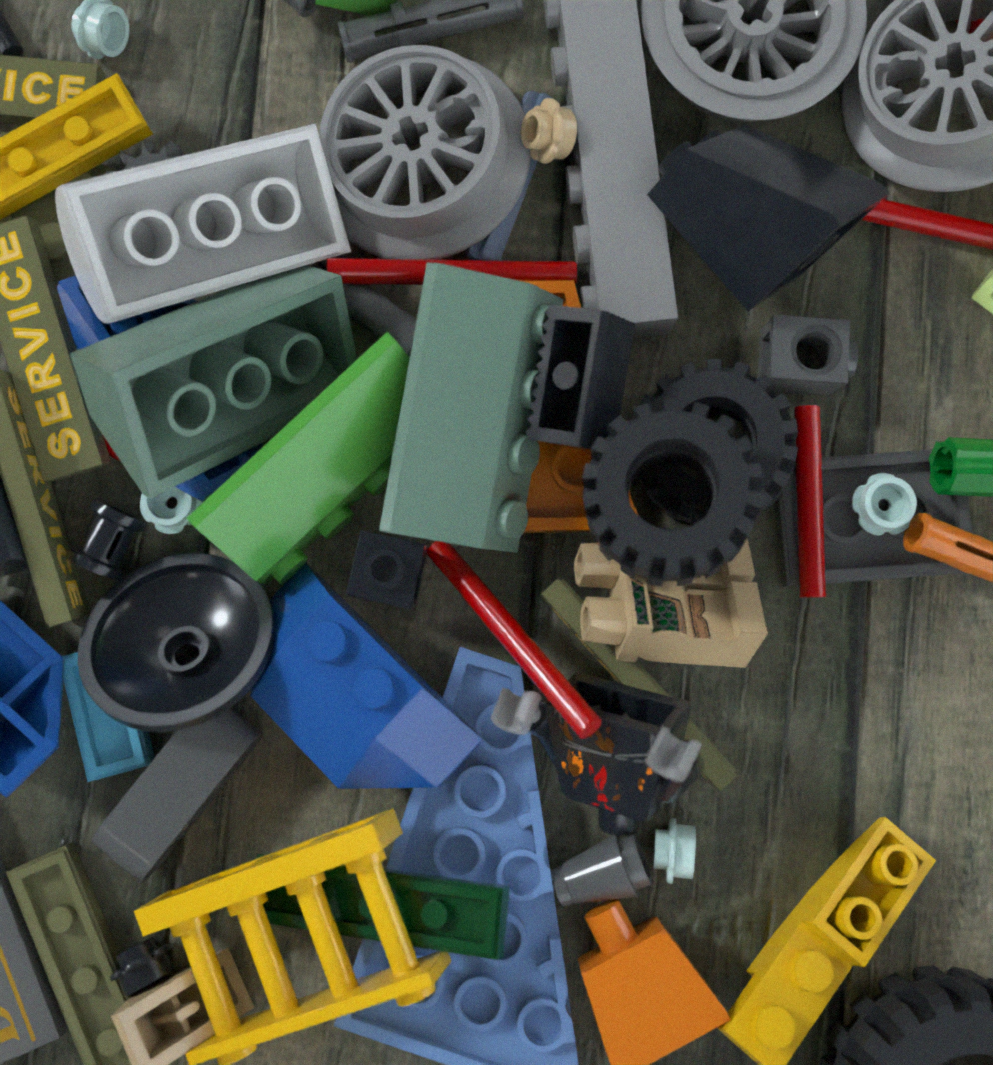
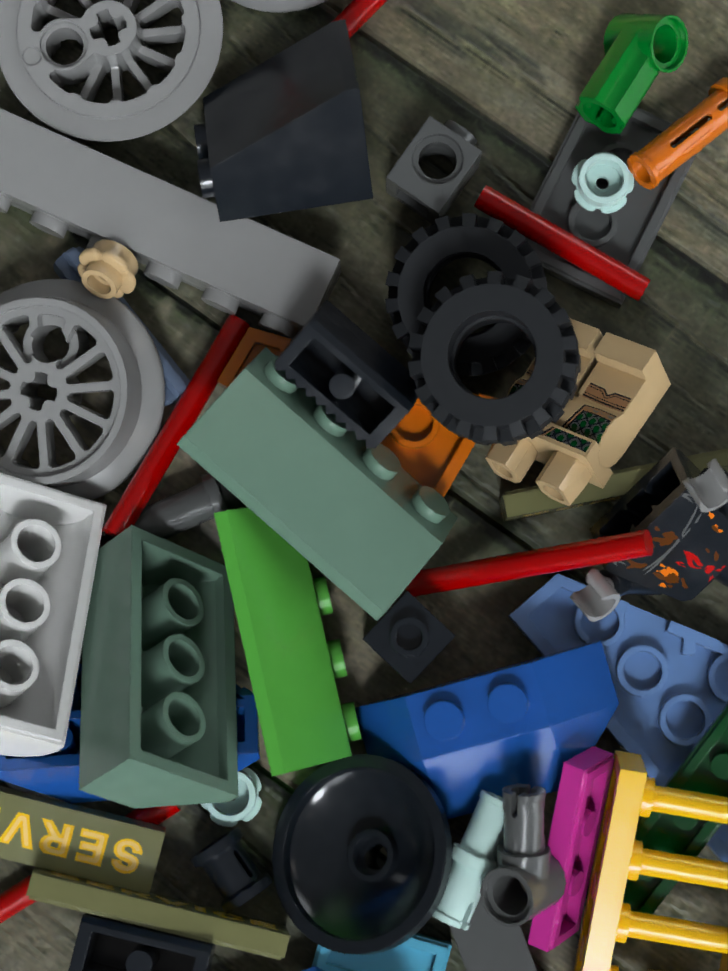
camera: 55 degrees left, 0 degrees up
(224, 741) = (472, 861): none -> light aqua pin
(235, 794) = (522, 859): none -> dark grey pin
(286, 819) = (574, 842): none -> dark pink tile

